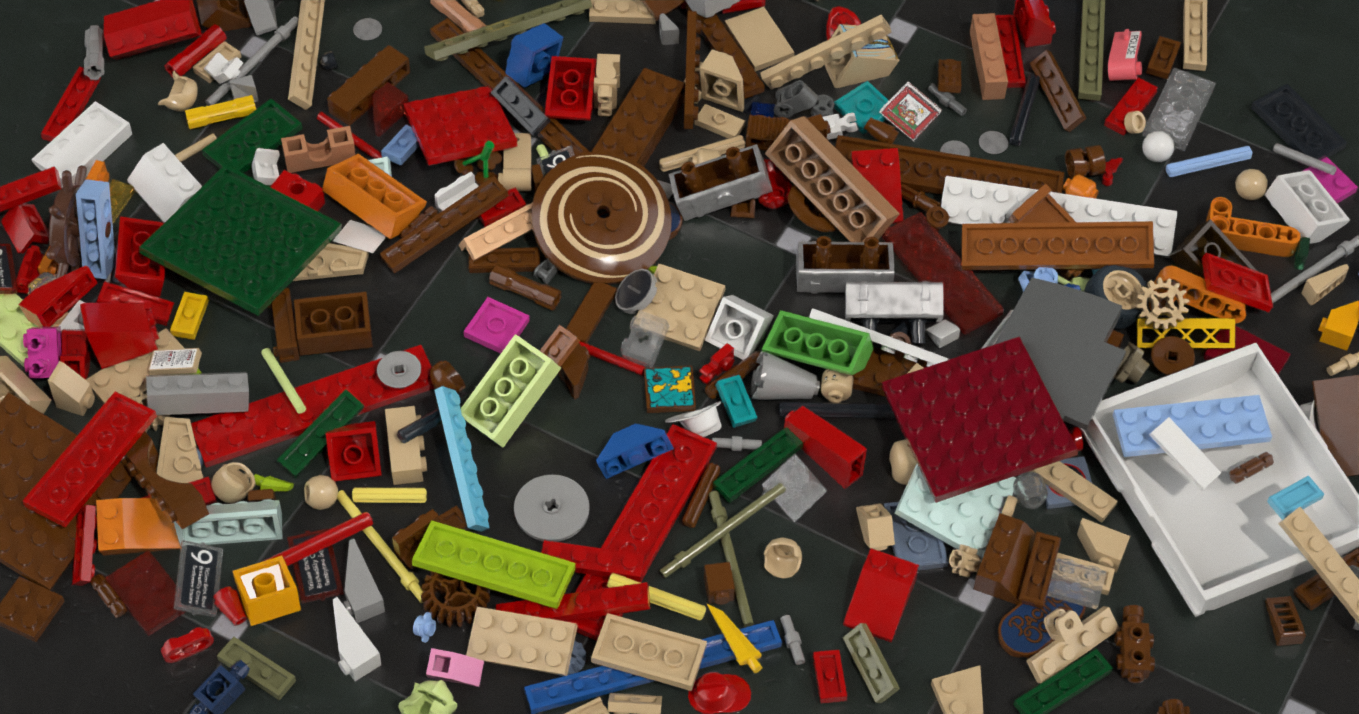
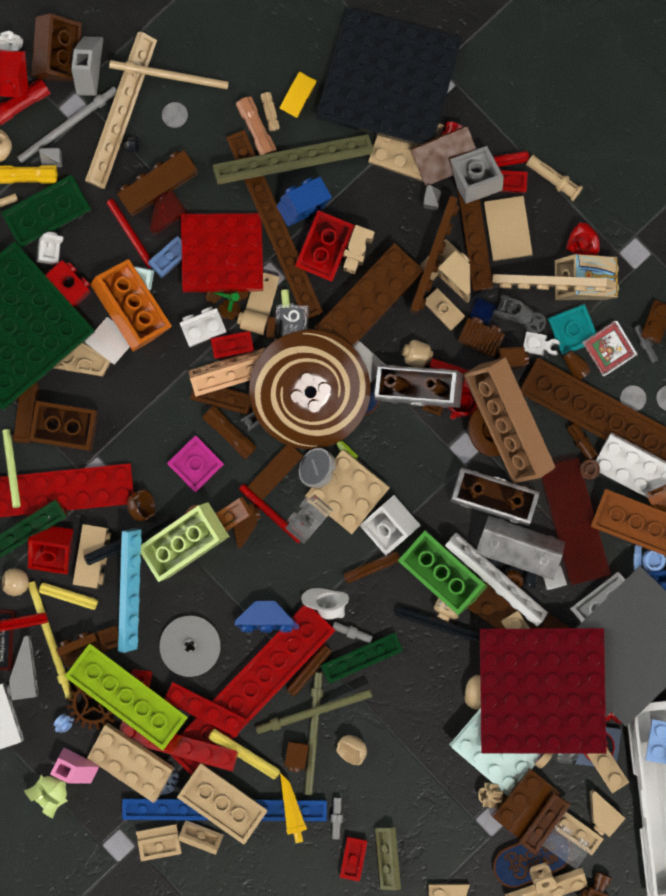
camera: 15 degrees right, 30 degrees up
(222, 69) = (38, 132): white bracket -> none
(225, 50) = (37, 115): tan tile -> none
(304, 156) = (96, 245): nougat arch -> none
(398, 362) = (92, 492): light grey piece -> none
(429, 213) = (161, 341): reddish brown axle -> none
(444, 224) = (180, 353): reddish brown plate -> none
(520, 106) = (277, 250): black tile -> none
(669, 389) = (316, 564): tile -> none
(677, 160) = (425, 337): tan axle -> none
(719, 362) = (366, 554): red plate -> none
(719, 693) = (268, 844): red piece -> none
(736, 401) = (363, 595): teal plate -> none
(781, 380) = (405, 590): light grey cone -> none
(800, 484) = (385, 688): clear hinge -> none
(828, 446) = (418, 659): red slope -> none
(876, 526) = (434, 741): tan slope -> none
(881, 594) = (416, 804): red slope -> none
(882, 171) = (554, 420): red slope -> none
(915, 543) = (454, 768): sand blue tile -> none

